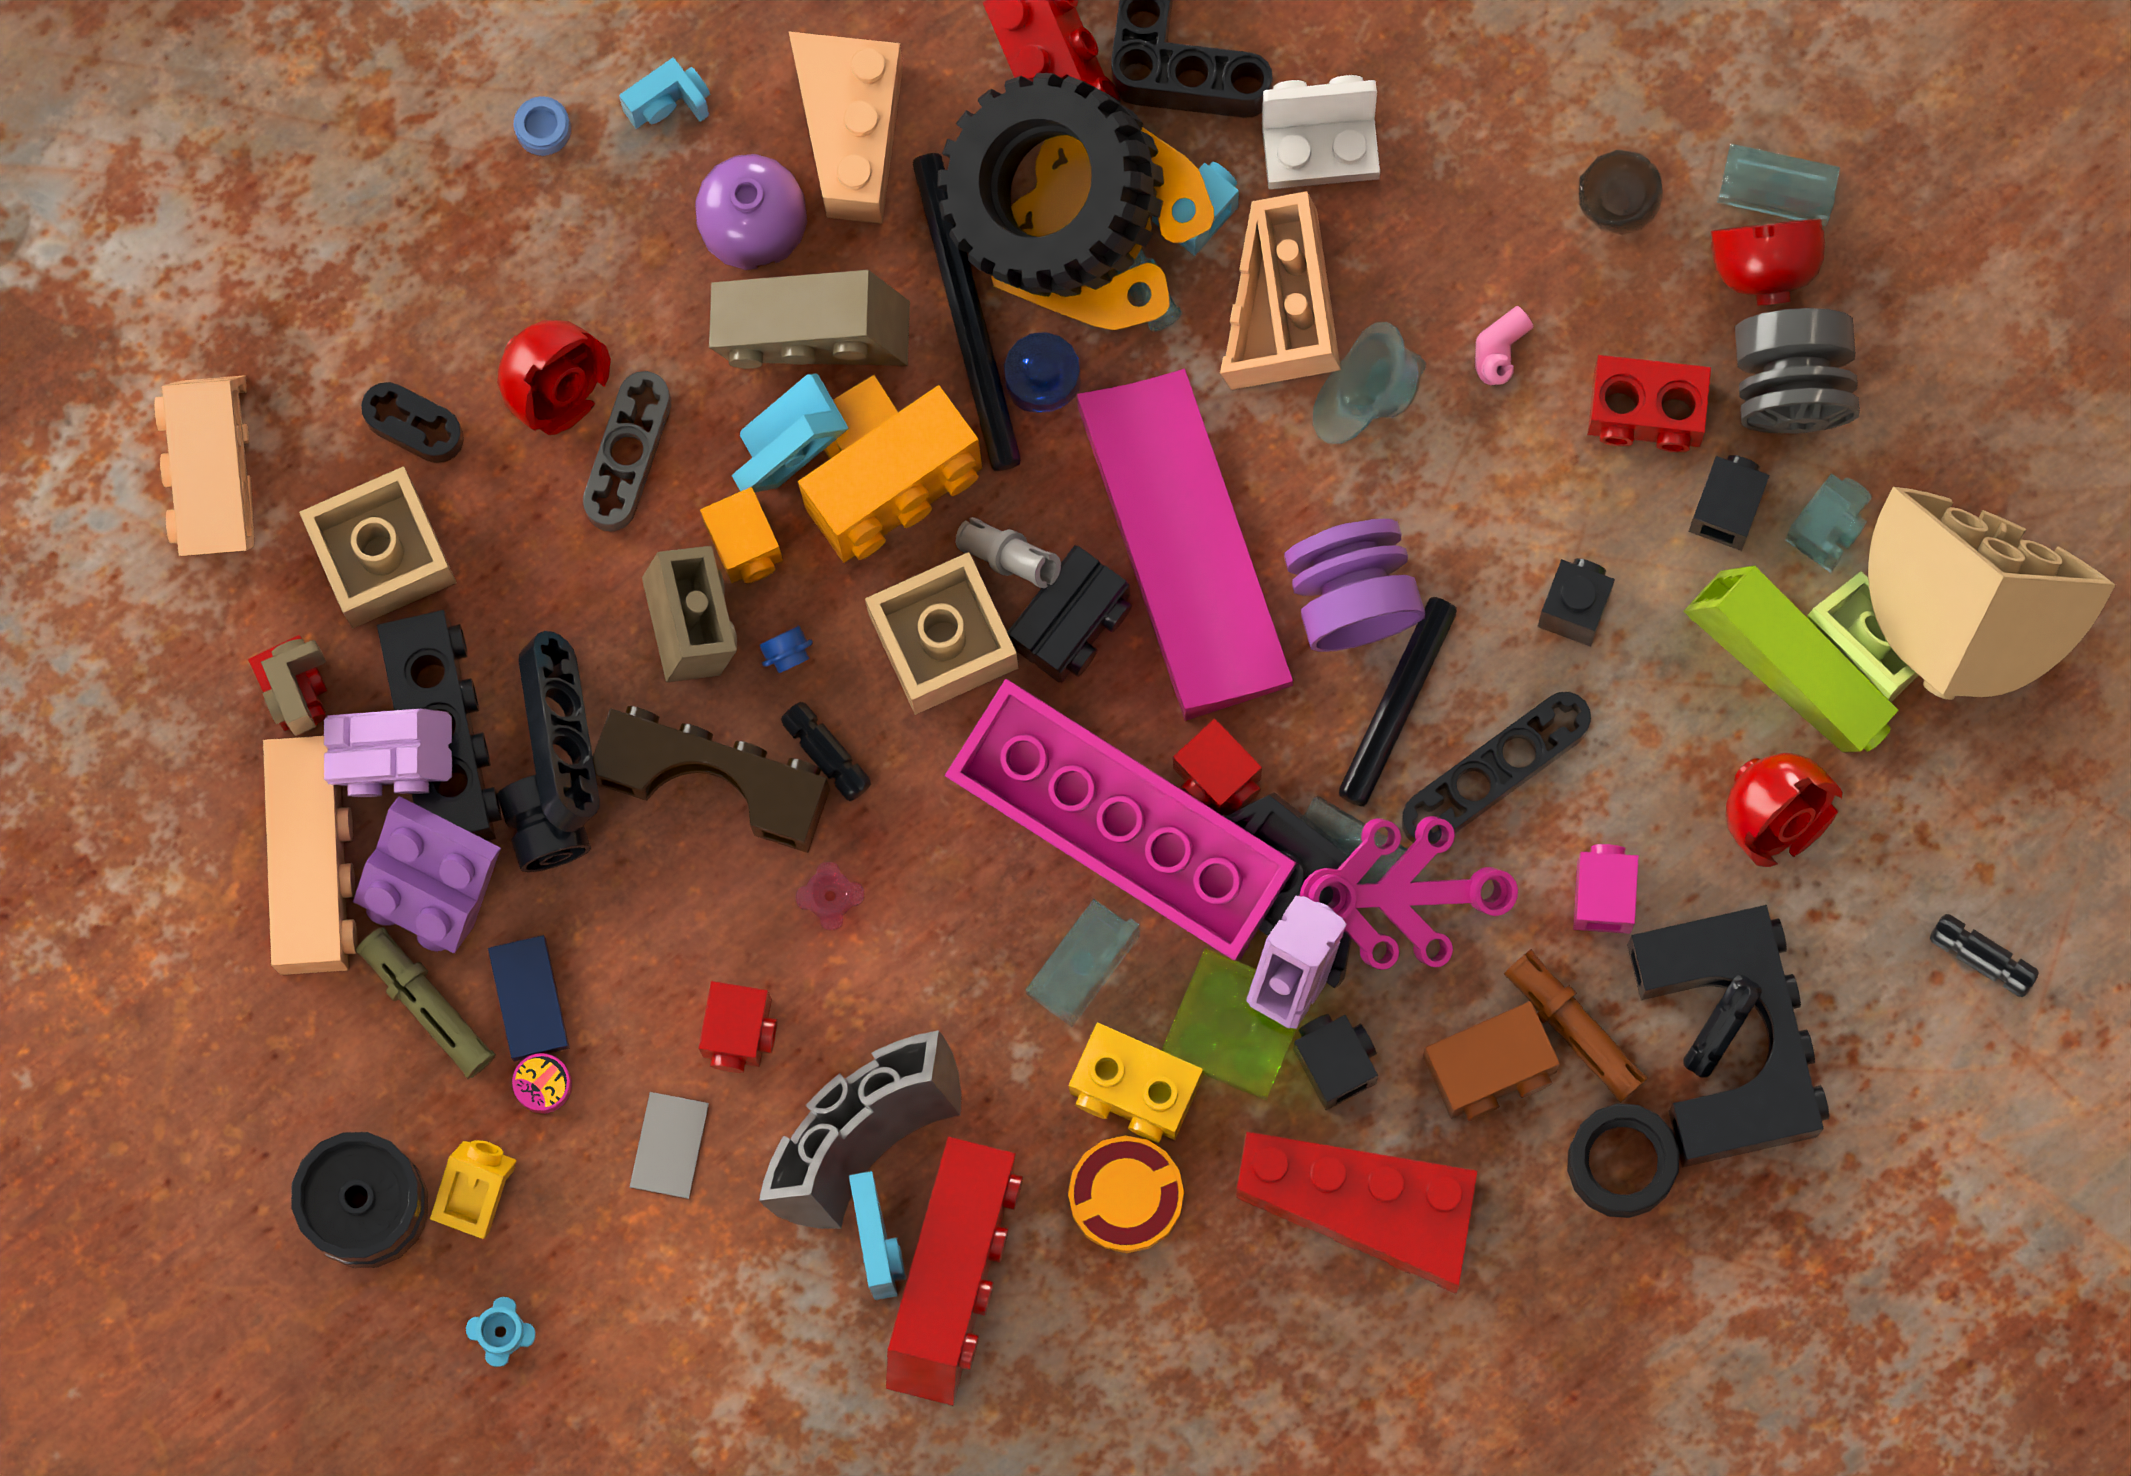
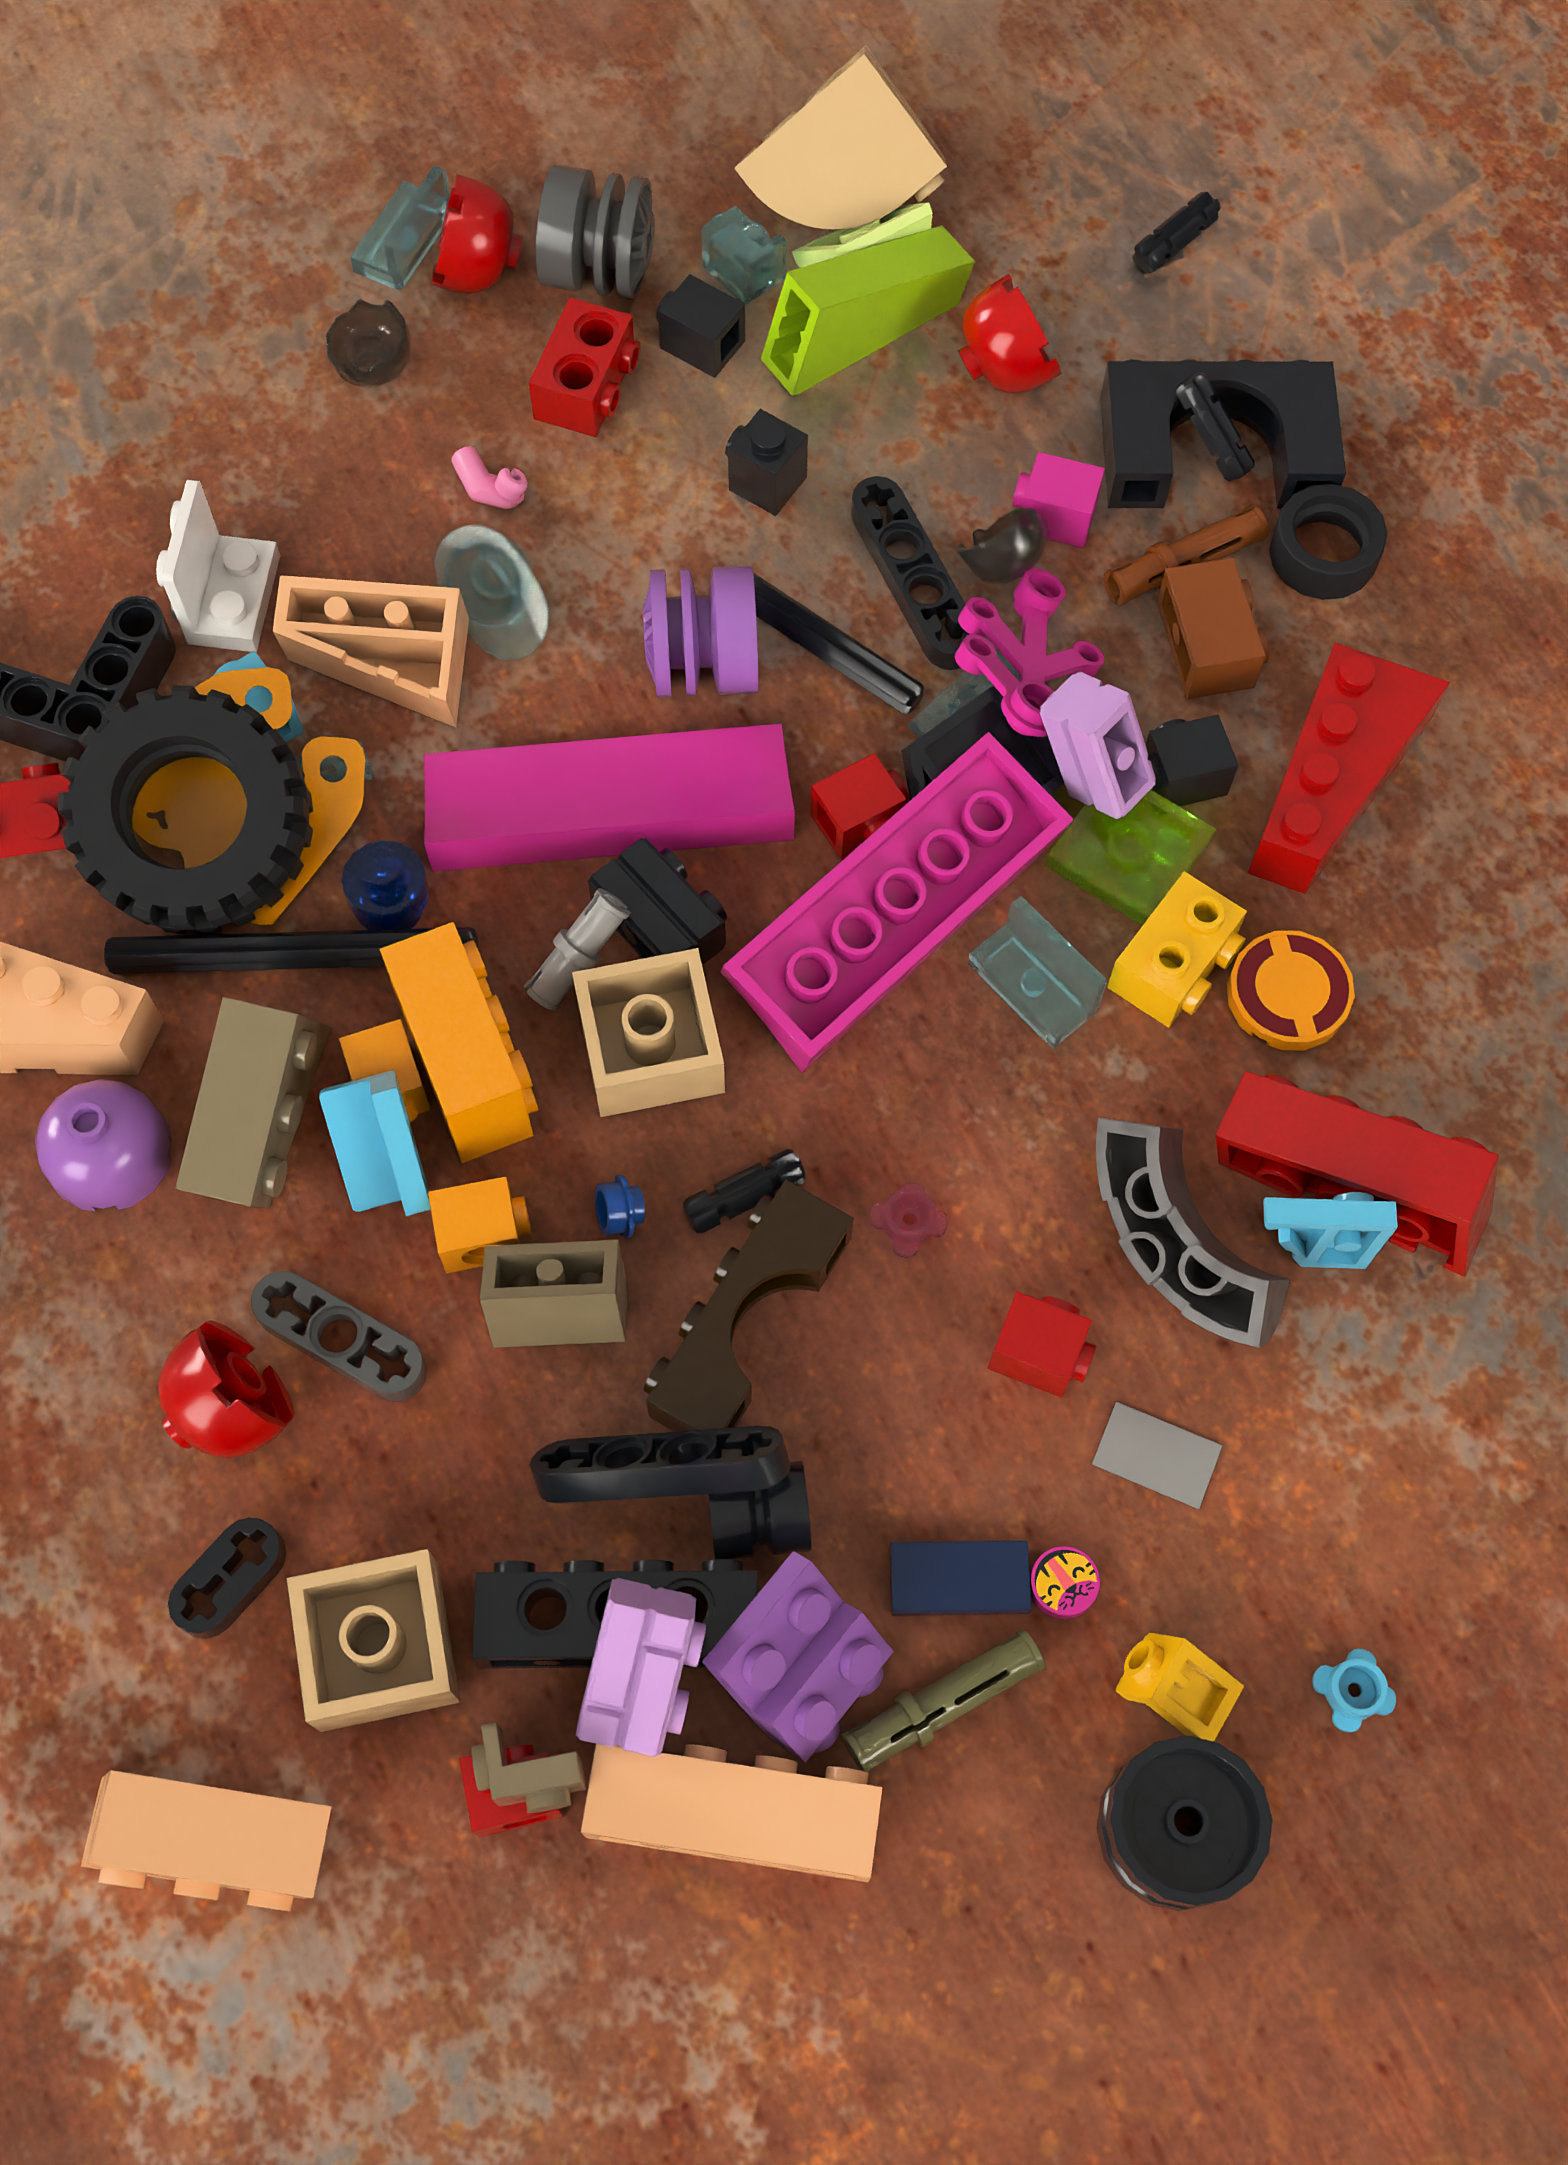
camera: 85 degrees left, 10 degrees down
(1532, 849) = (1007, 546): none -> clear smoke hair

